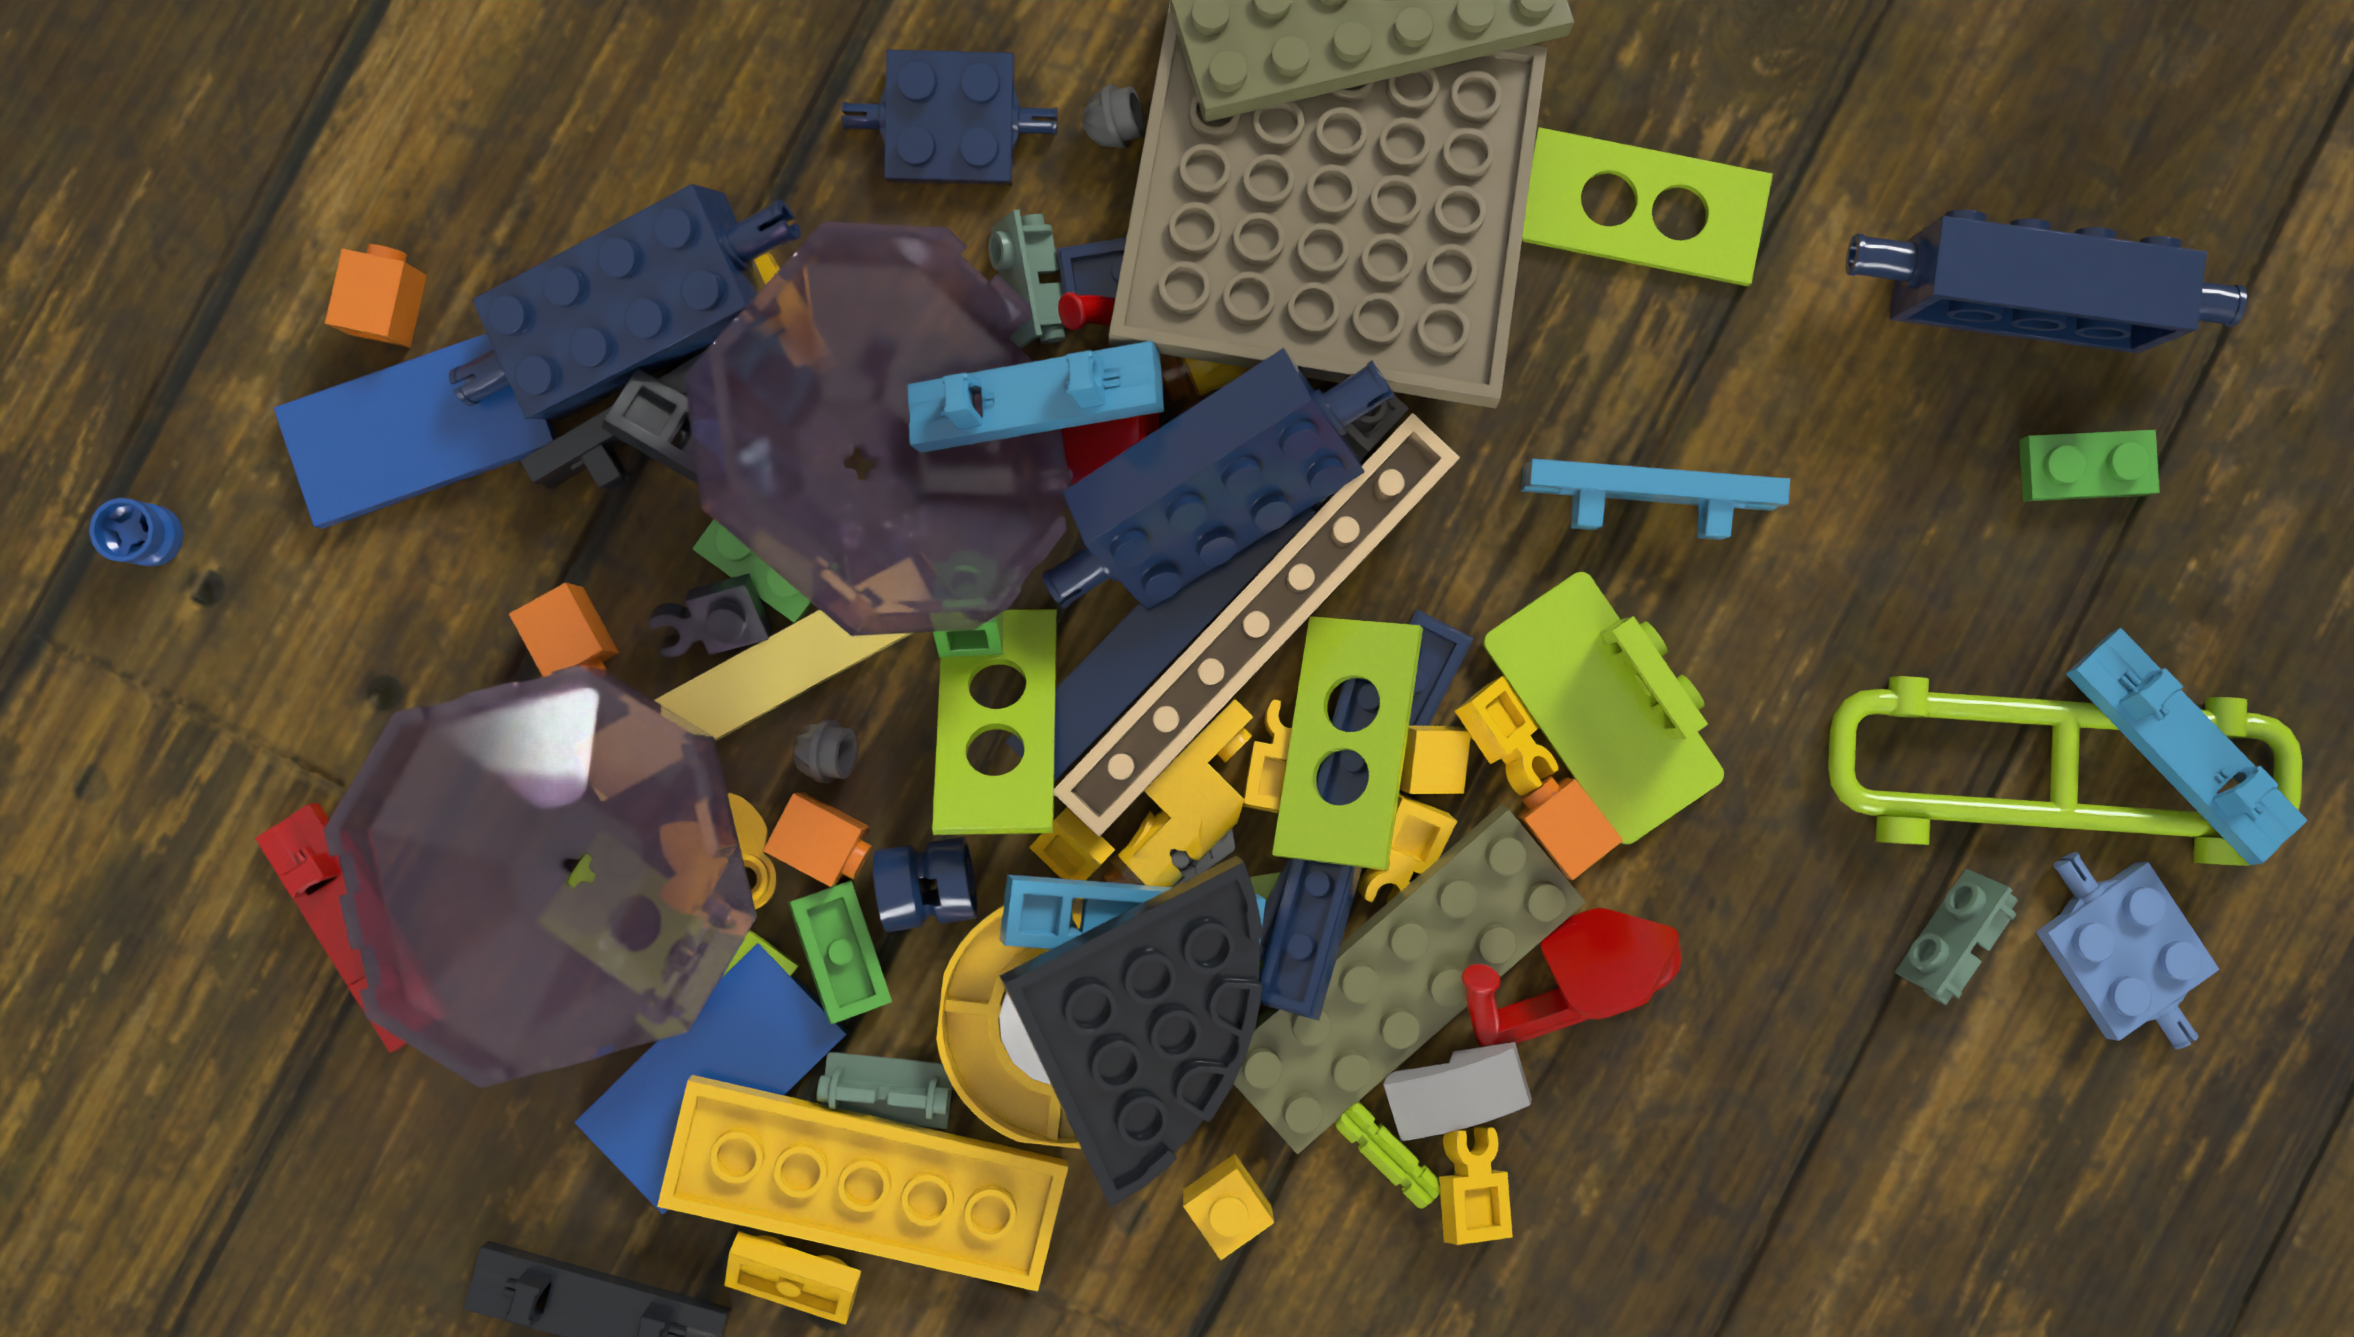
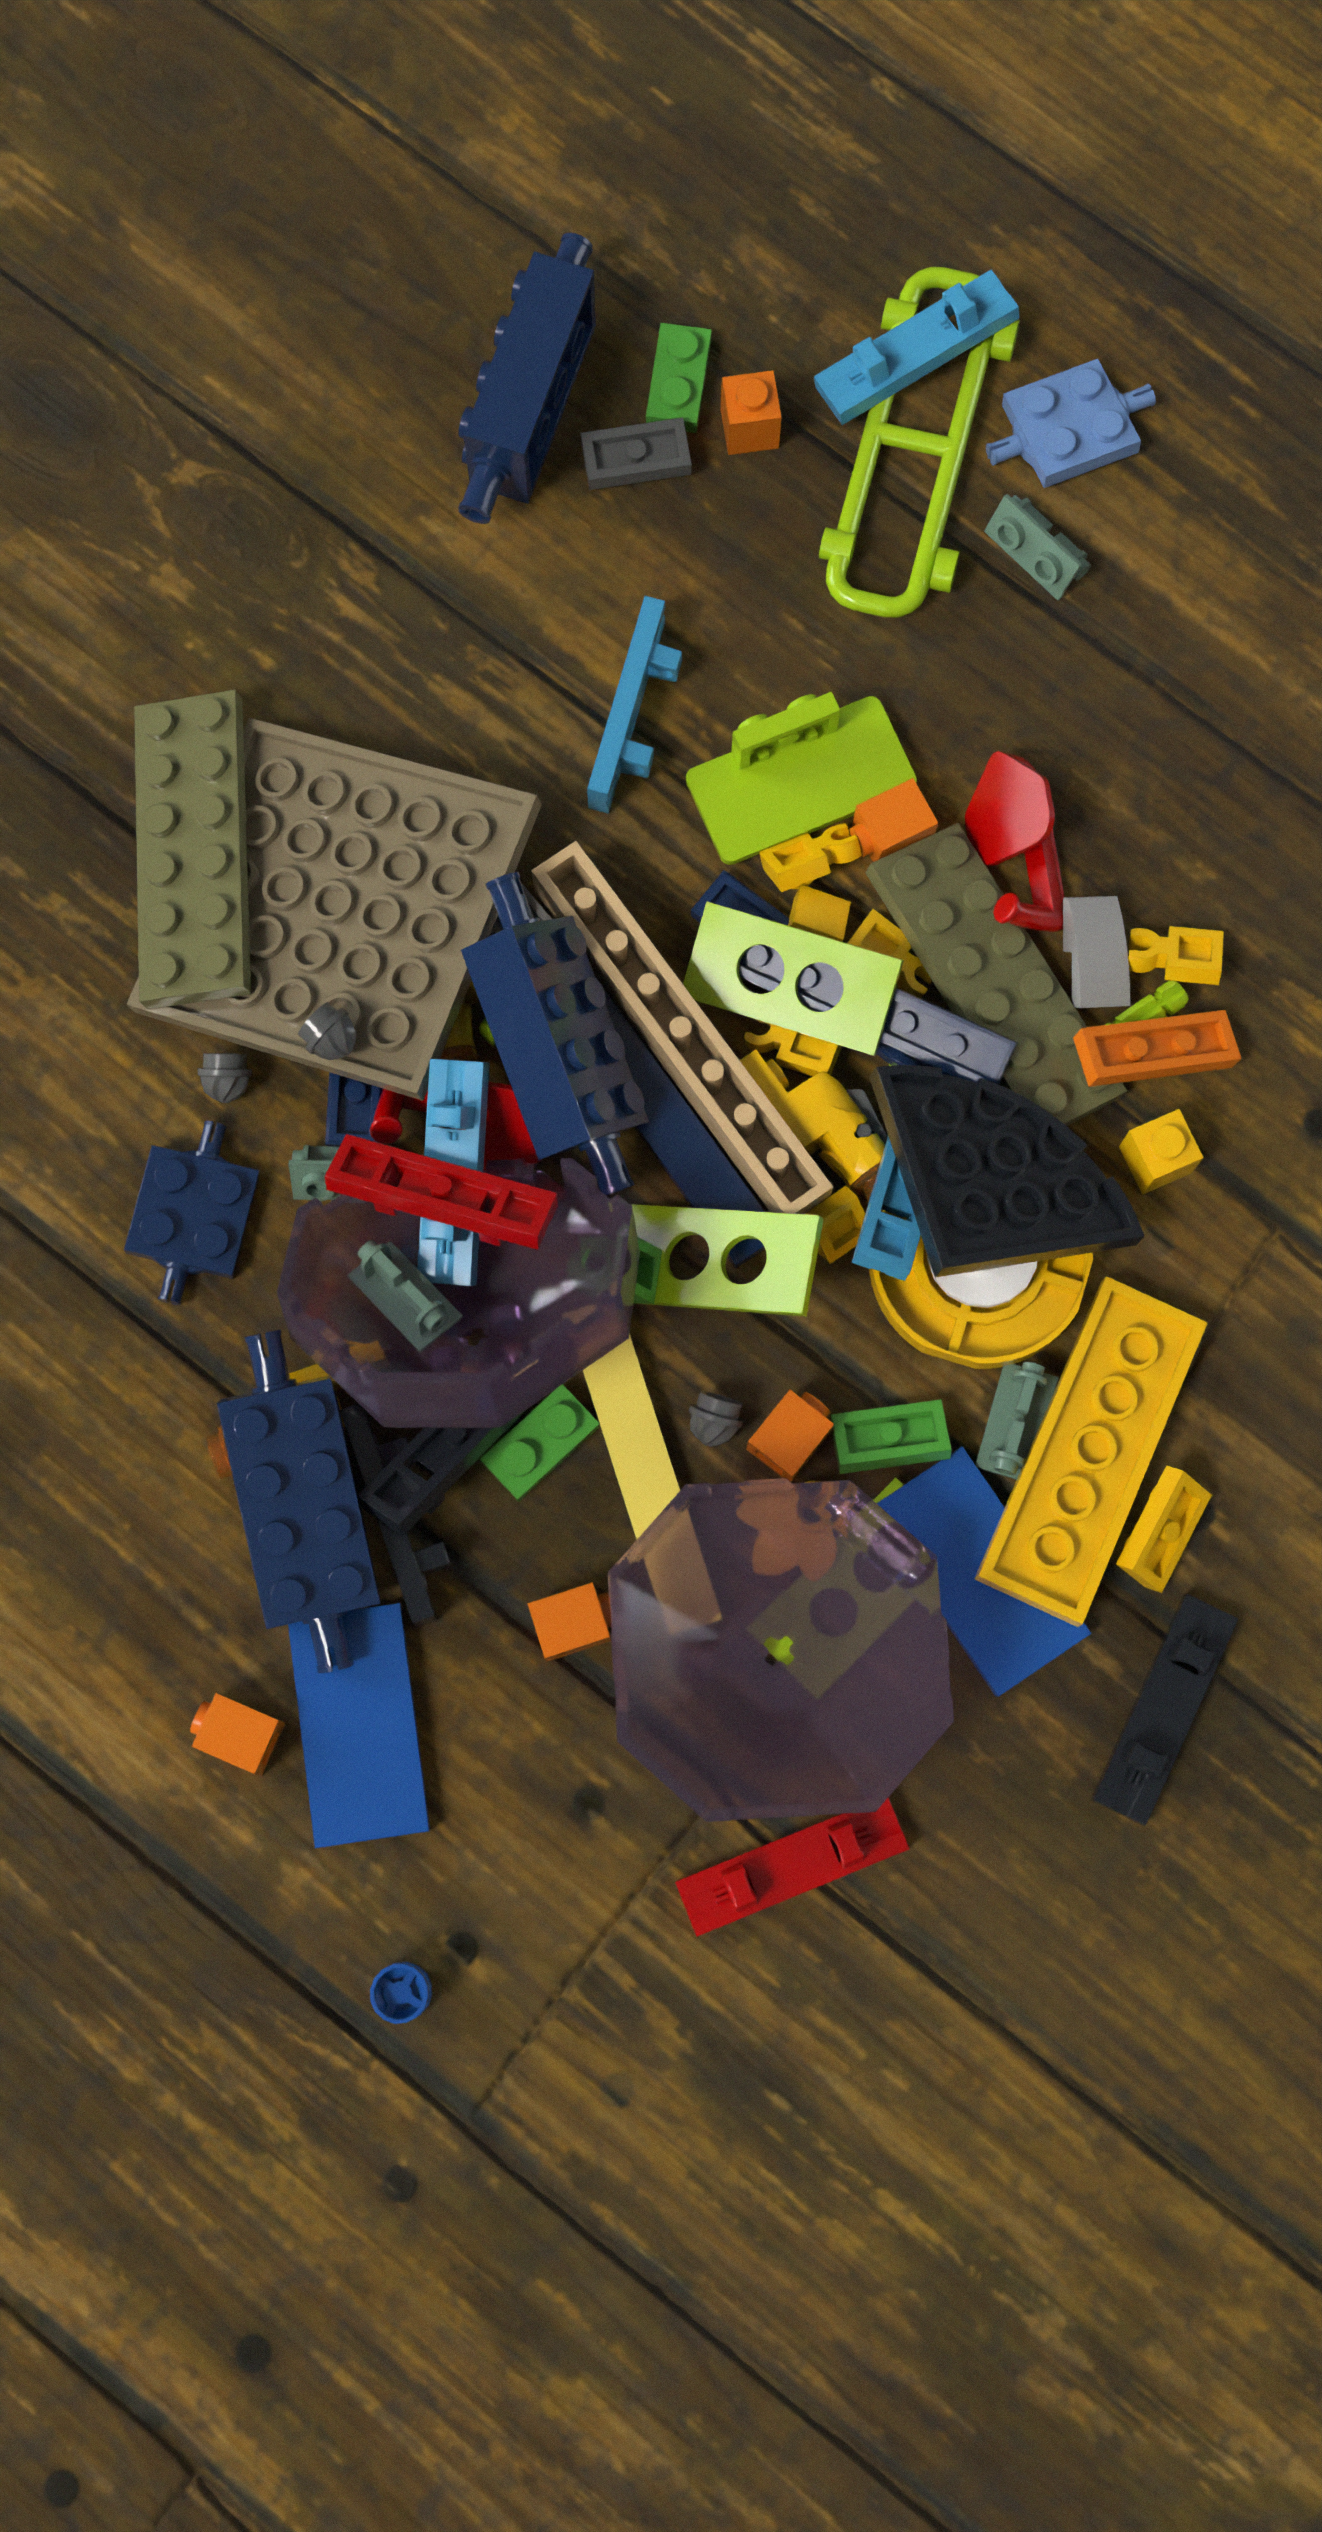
camera: 85 degrees left, 10 degrees down
(719, 614) = (581, 1483): black plate -> none
(884, 372) = (403, 1294): none -> sand green hinge
(903, 889) = (845, 1369): dark blue wheel -> none
(995, 387) = (441, 1192): none -> red hinge
(1160, 218) = (329, 1033): none -> dark grey plate
(1349, 1182) = (1156, 1048): none -> orange plate
(1730, 194) = (400, 603): lime piece -> none
(1977, 433) = (636, 453): none -> dark grey plate
(2058, 560) = (750, 412): none -> orange brick

